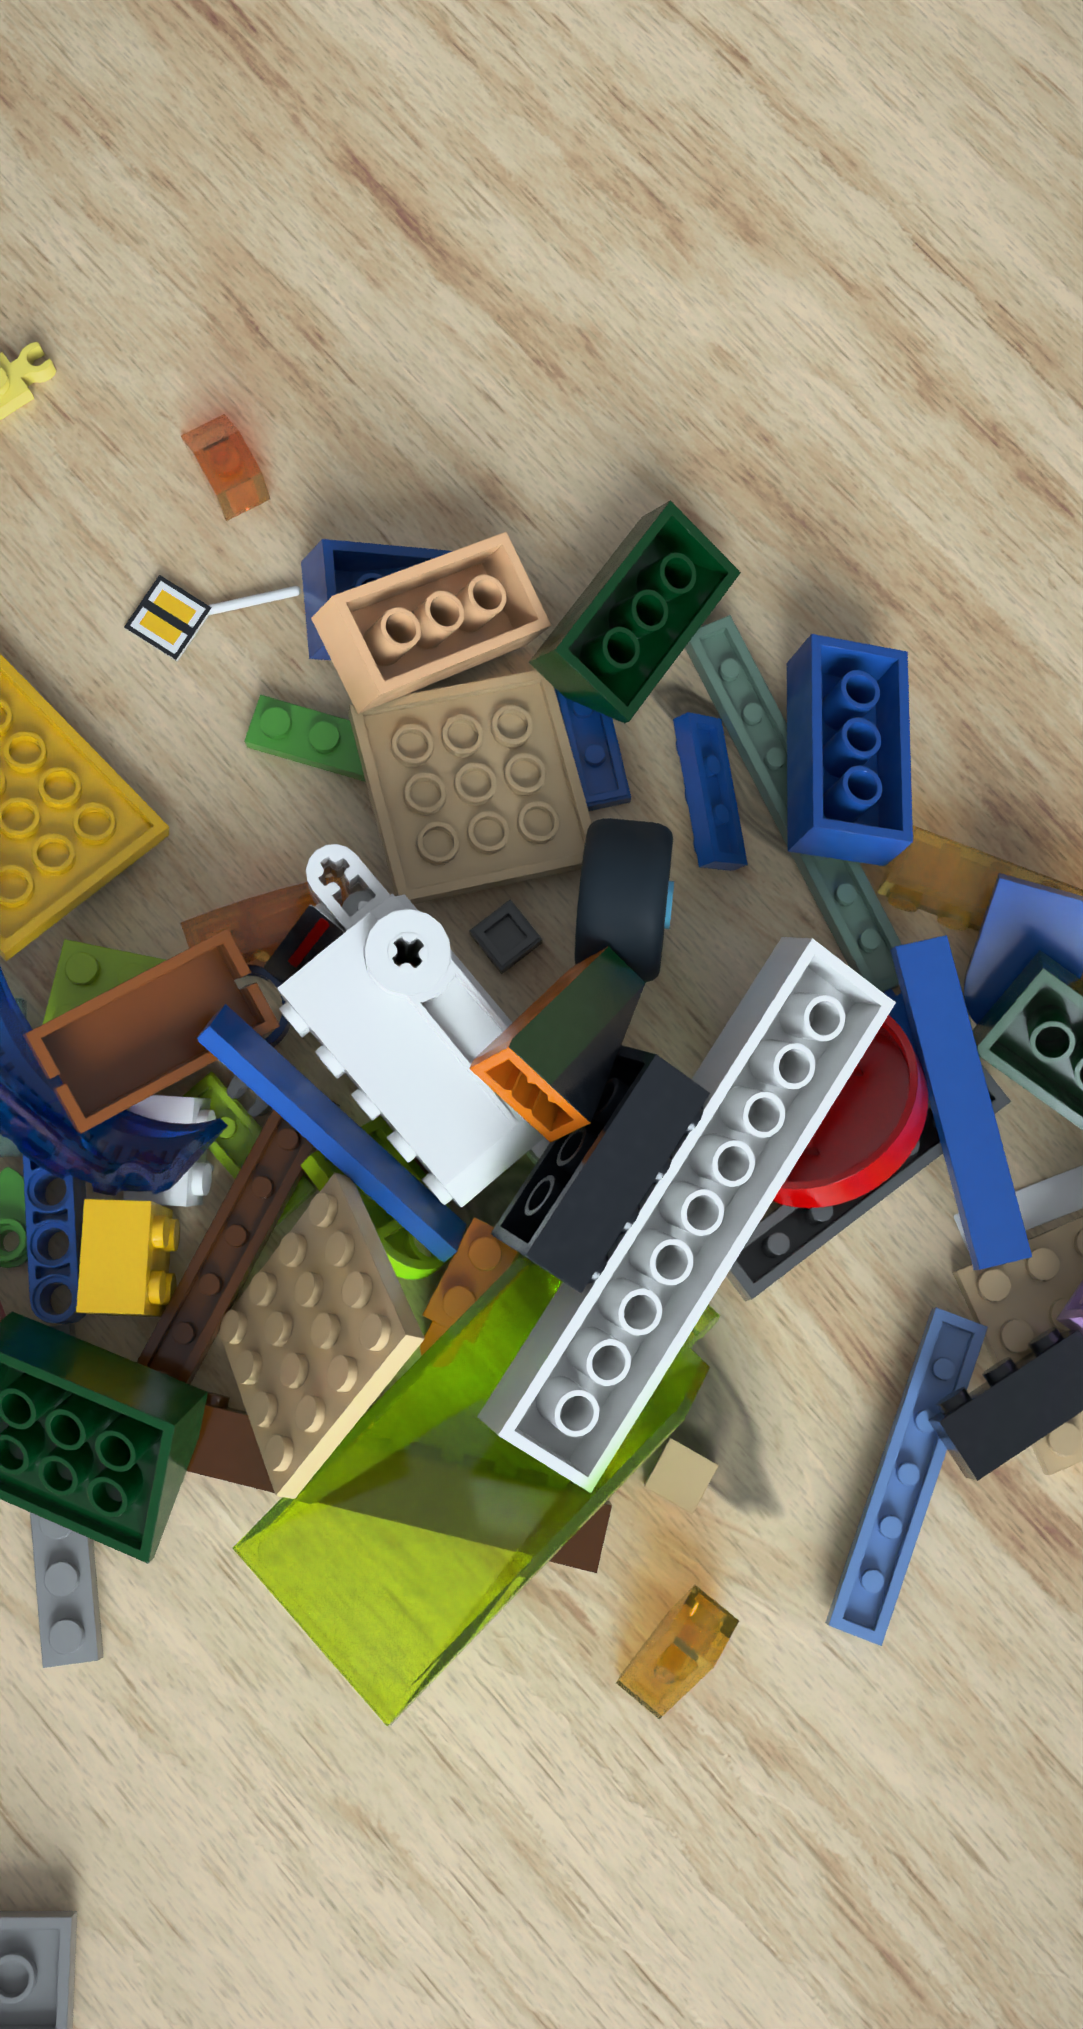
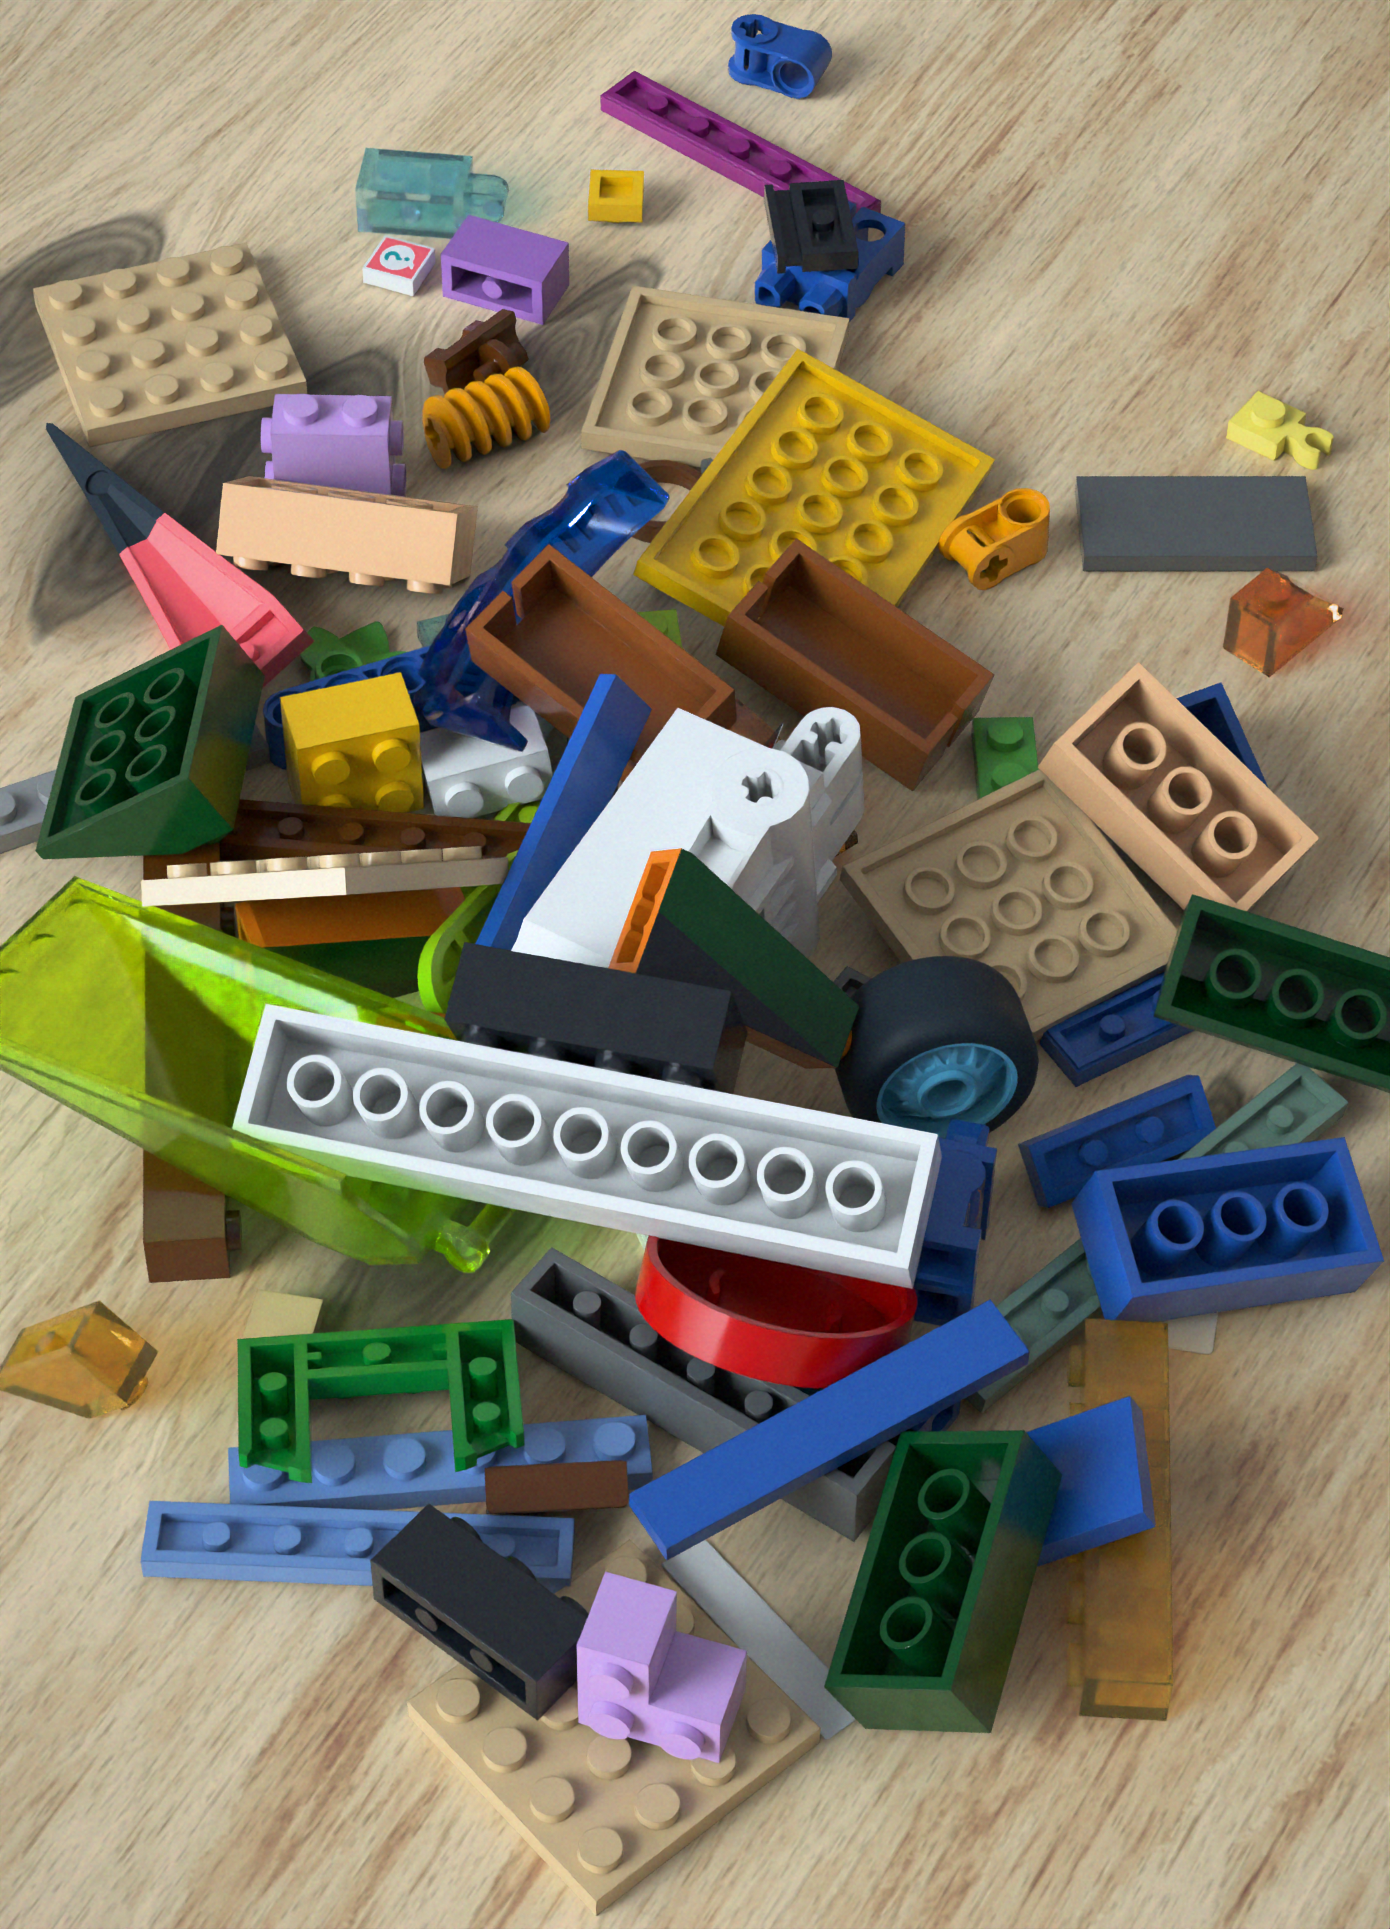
camera: 70 degrees right, 30 degrees down
(57, 654) = (1002, 537): none -> light orange piece
(88, 488) = (1195, 523): none -> dark grey tile
(172, 617) = (1085, 630): piece -> none
(183, 816) = (849, 649): none -> dark orange piece
(743, 1480) = (288, 1371): none -> green wedge
(747, 929) = (955, 1224): none -> blue hips
(844, 1393) = (421, 1467): none -> medium blue plate
(915, 1315) = (556, 1487): none -> reddish brown slope

